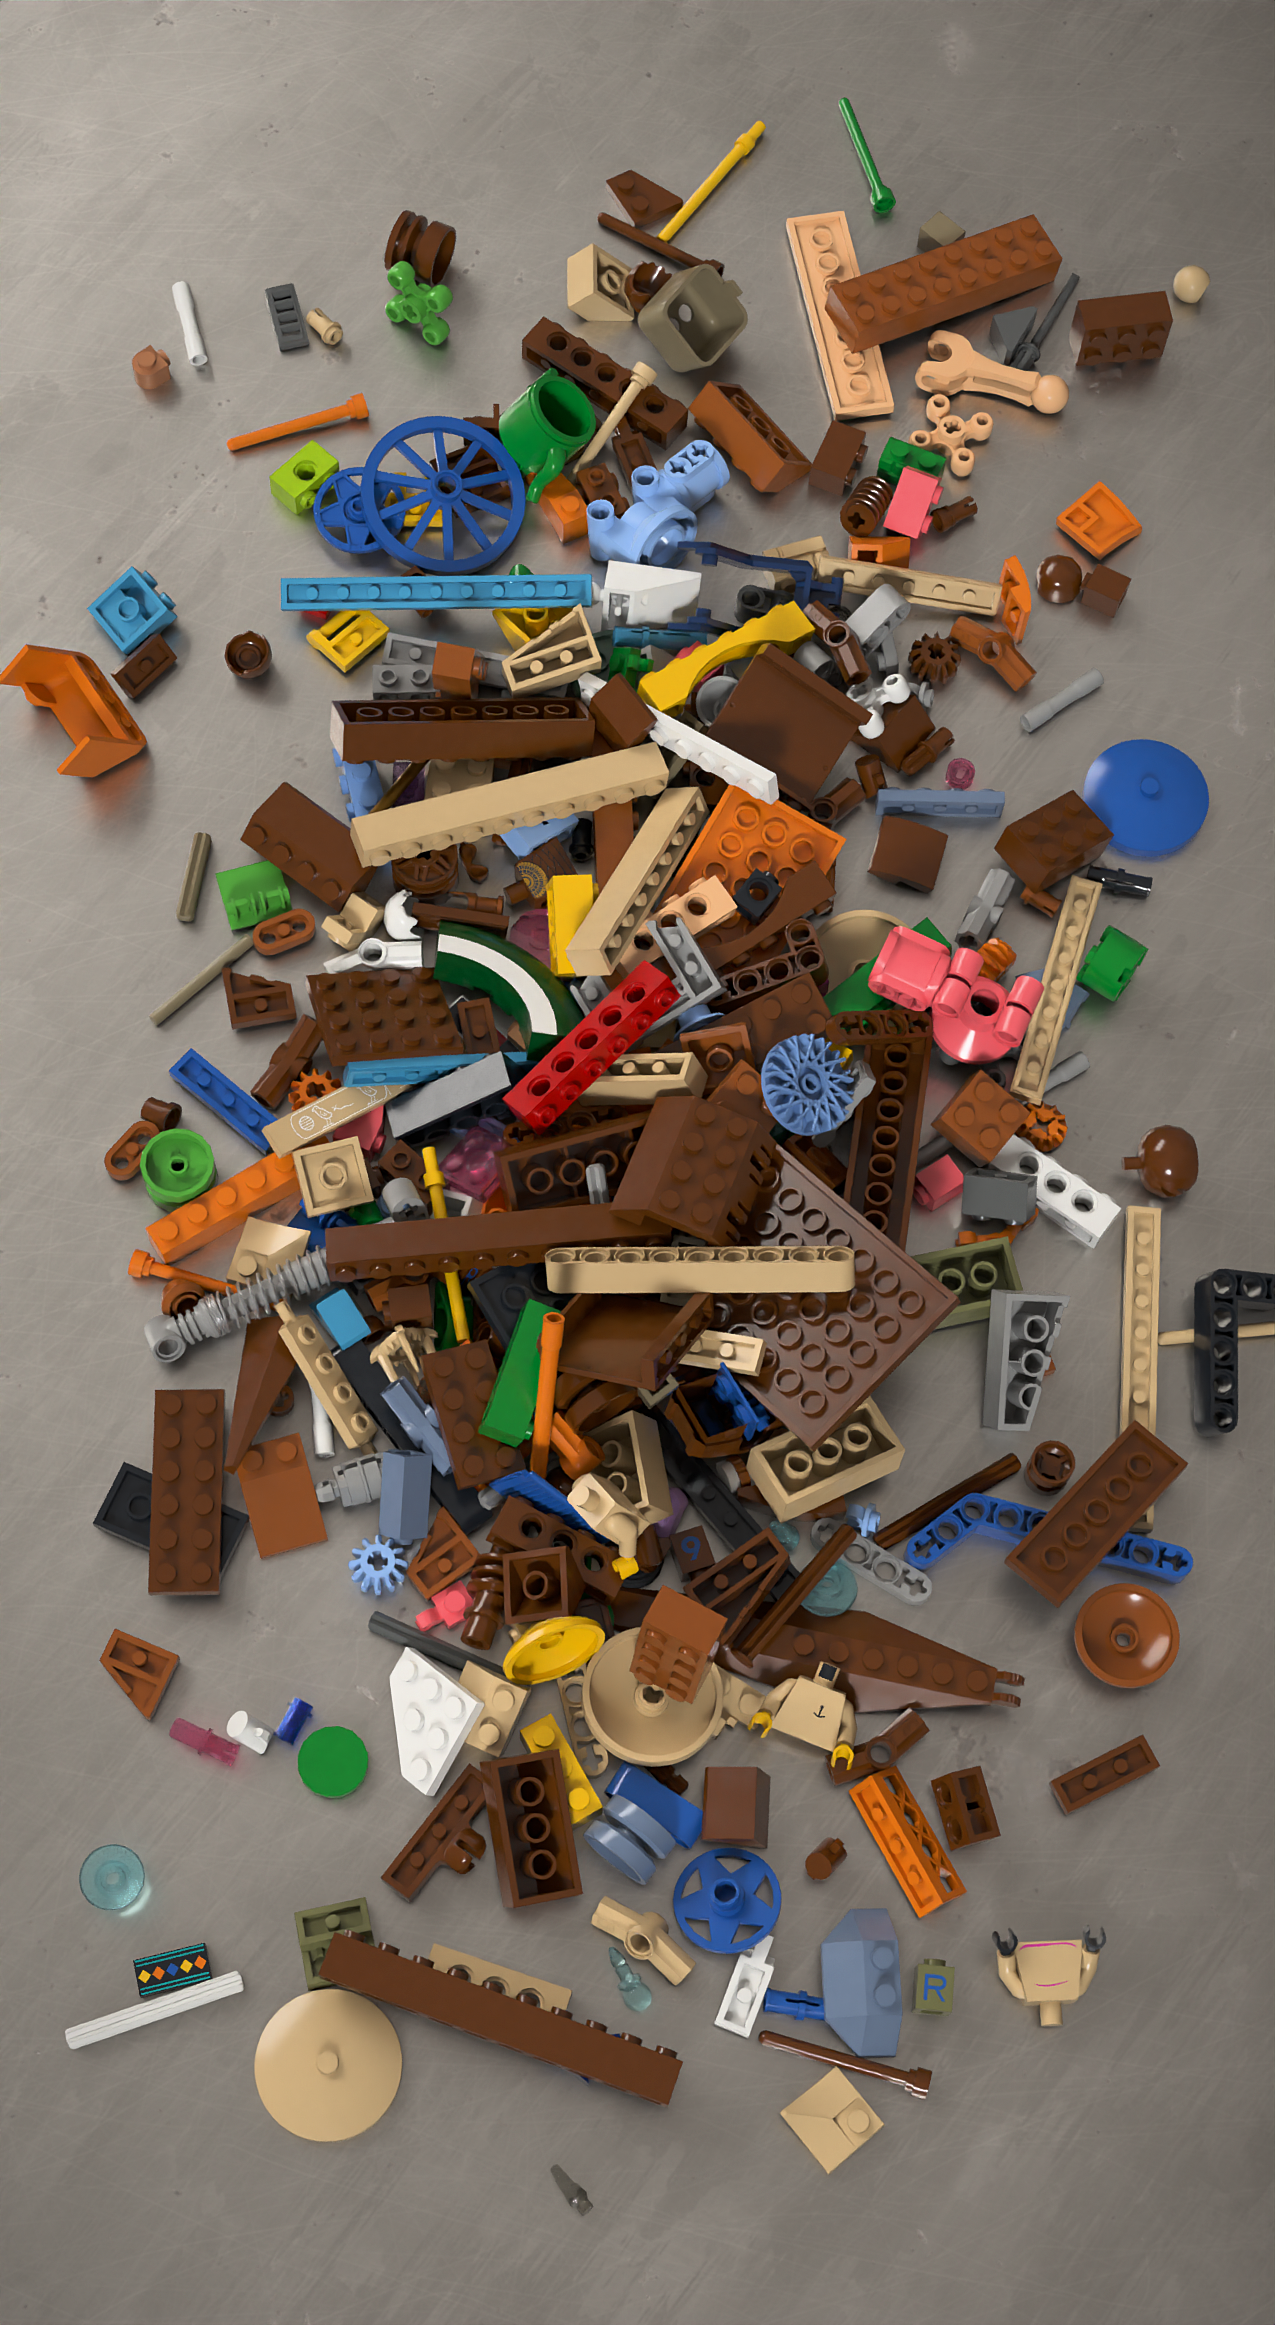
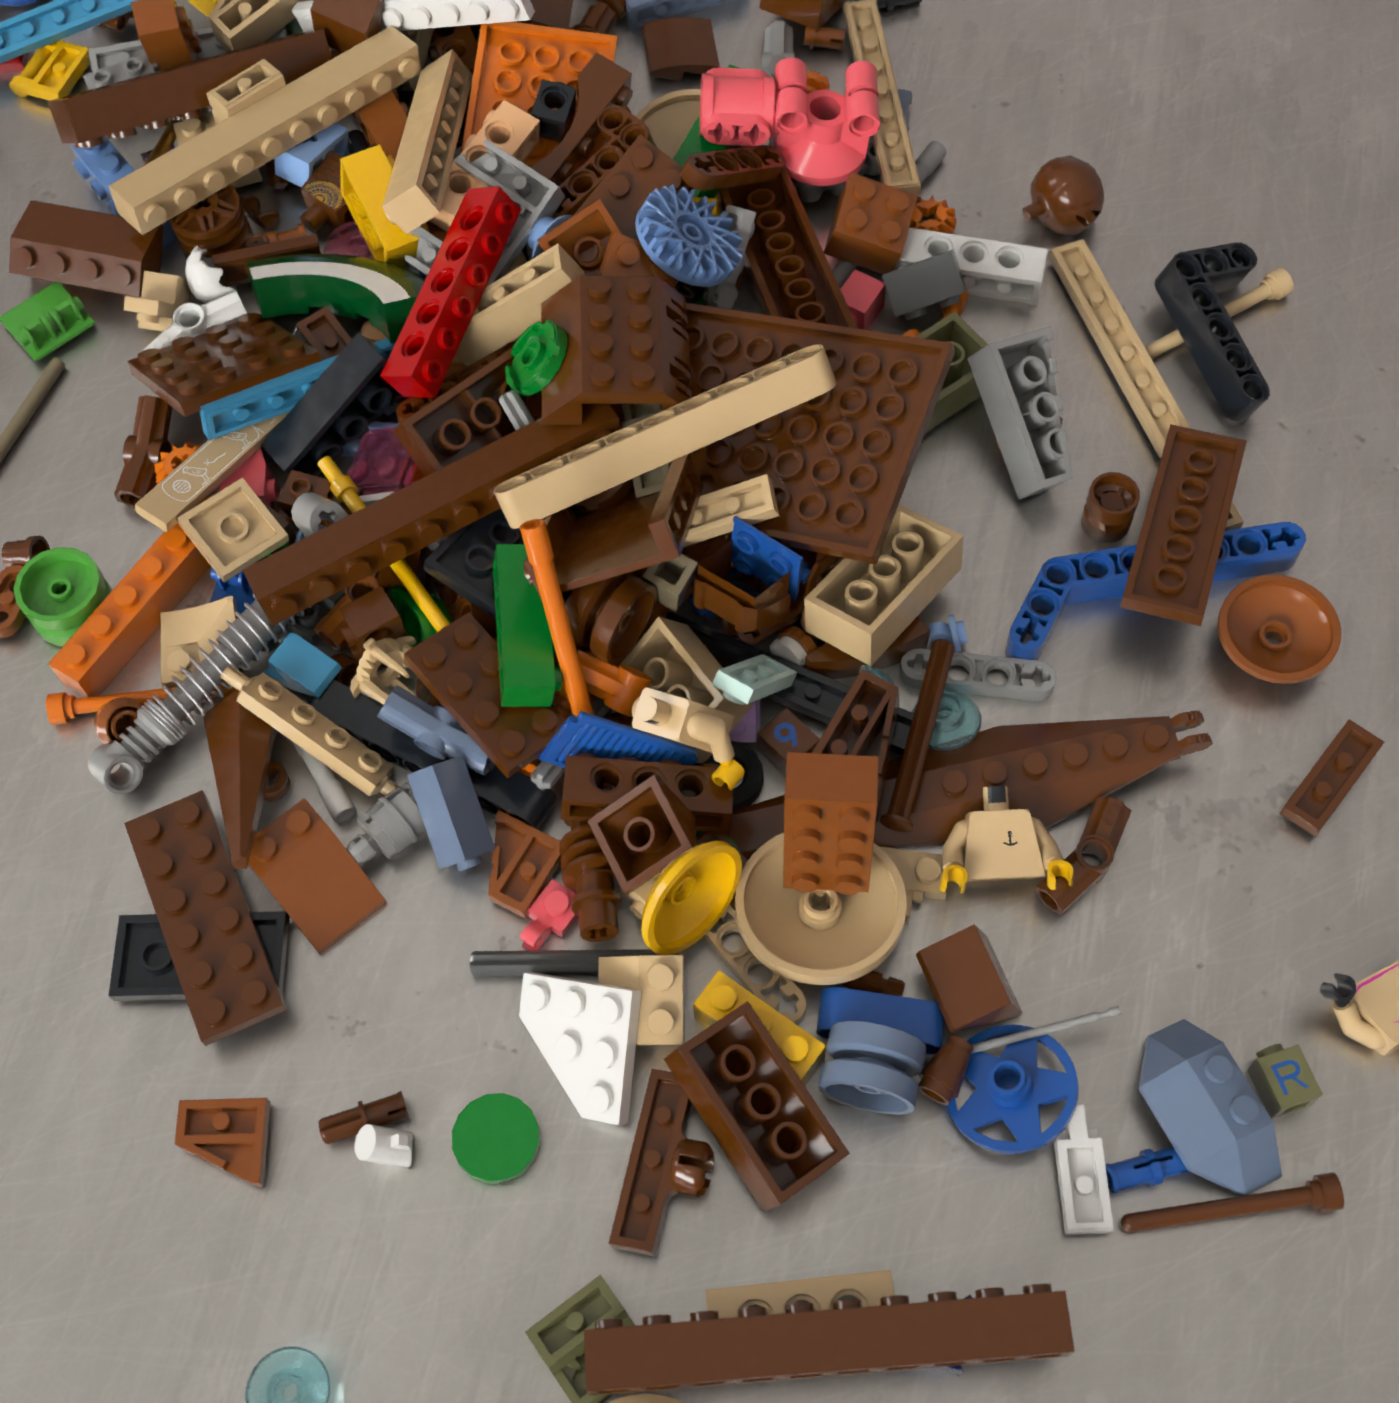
camera: 15 degrees left, 5 degrees down
(203, 1741) = (335, 1181): clear pink axle -> none
(223, 1098) = (87, 514): blue plate -> none
(242, 1701) = (352, 1120): none -> reddish brown axle
(257, 1000) = (88, 411): reddish brown wing -> none
(282, 930) = (90, 340): dark orange plate -> none
(293, 1720) = (430, 1111): clear blue pin -> none
(390, 1558) = (437, 906): light blue gear -> none
(501, 763) = (244, 89): none -> tan brick
(630, 1150) = (536, 357): none -> green tile
(635, 1993) = (961, 1241): clear light blue bar -> none
(644, 1938) = (942, 1173): tan piece -> none
(651, 1550) = (747, 754): reddish brown piece -> none
(683, 1495) = (753, 679): none -> light aqua plate
(685, 1865) = (946, 1070): none -> reddish brown cone
(753, 1865) = (1042, 1030): none -> light grey piece
(825, 1858) = (1094, 990): reddish brown piece -> none
(832, 2120) = (1254, 1281): tan plate -> none
(903, 1842) = (1168, 938): orange fence -> none
(934, 1508) = (1014, 596): reddish brown axle -> none
(965, 1808) = (1213, 872): reddish brown brick -> none
(1112, 963) = (921, 54): green brick -> none

